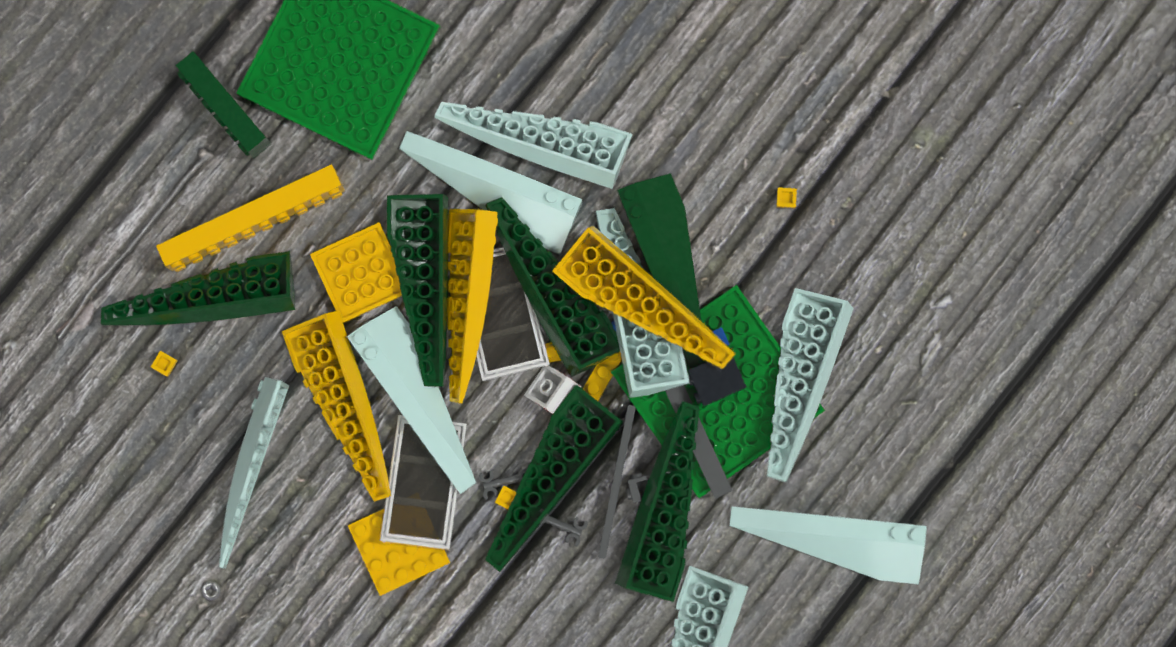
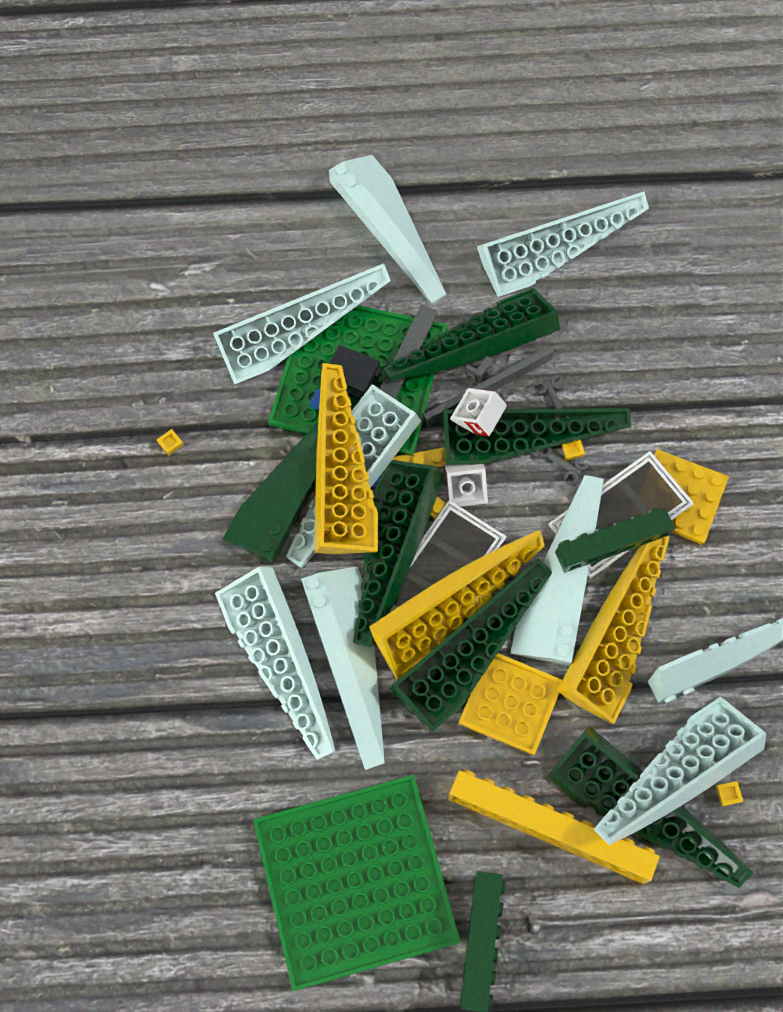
camera: 130 degrees left, 15 degrees down
(204, 367) = (698, 757): none -> light aqua wedge
(402, 449) = (614, 540): none -> dark green brick
(593, 443) = (479, 411): none -> white slope

